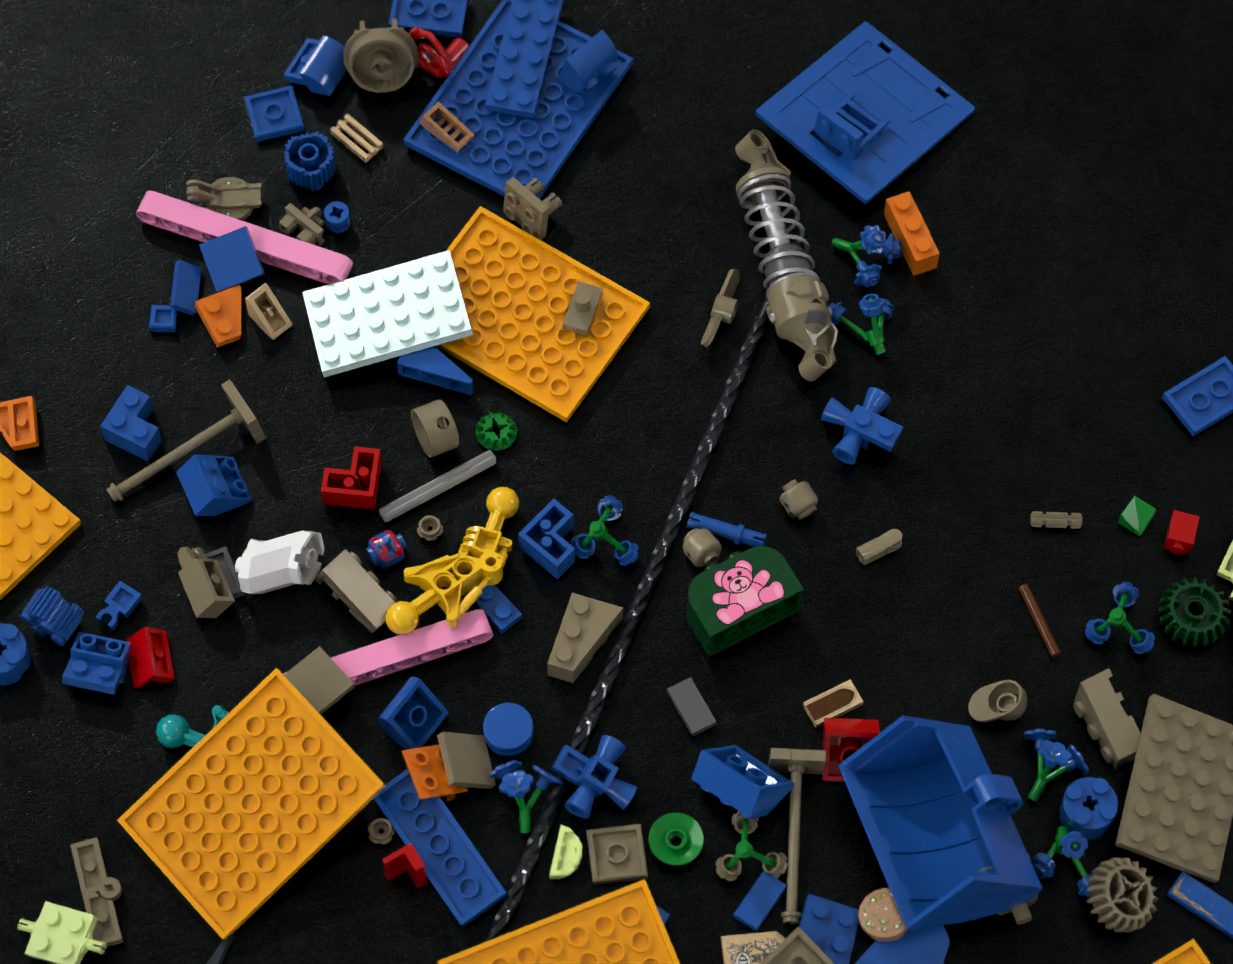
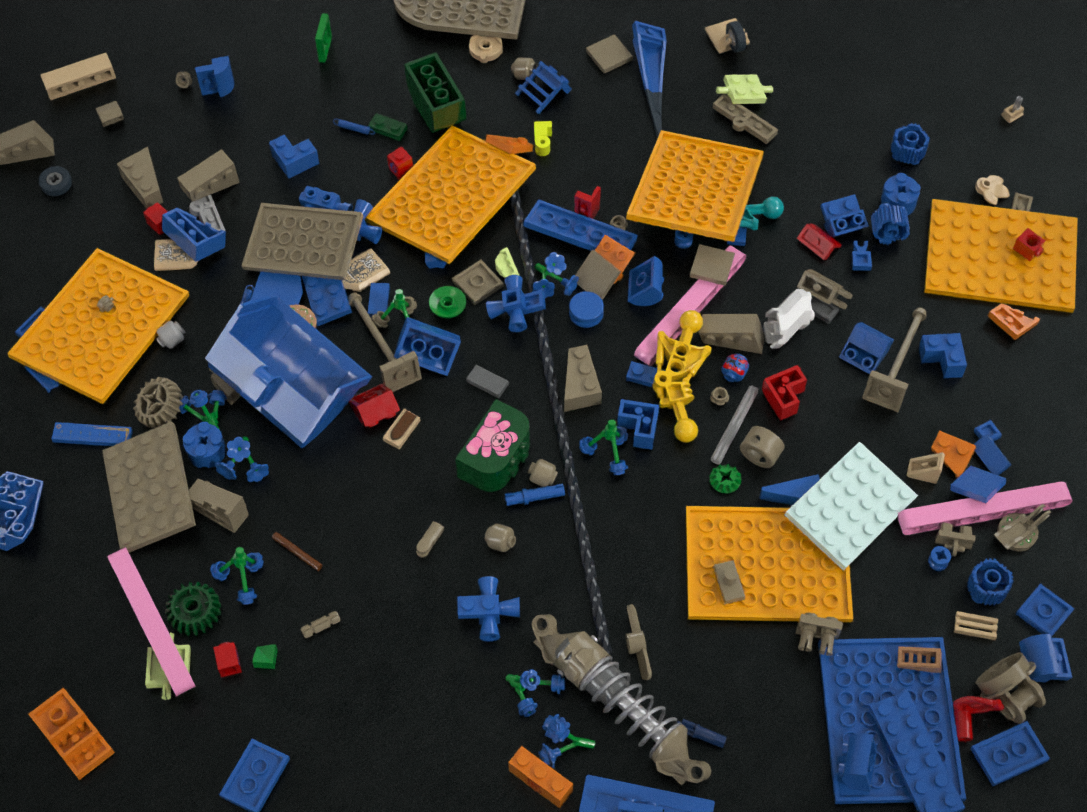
camera: 150 degrees right, 5 degrees down
(717, 190) = (704, 734): none -> dark blue piece
(998, 700) = (295, 479): dark tan cap -> none

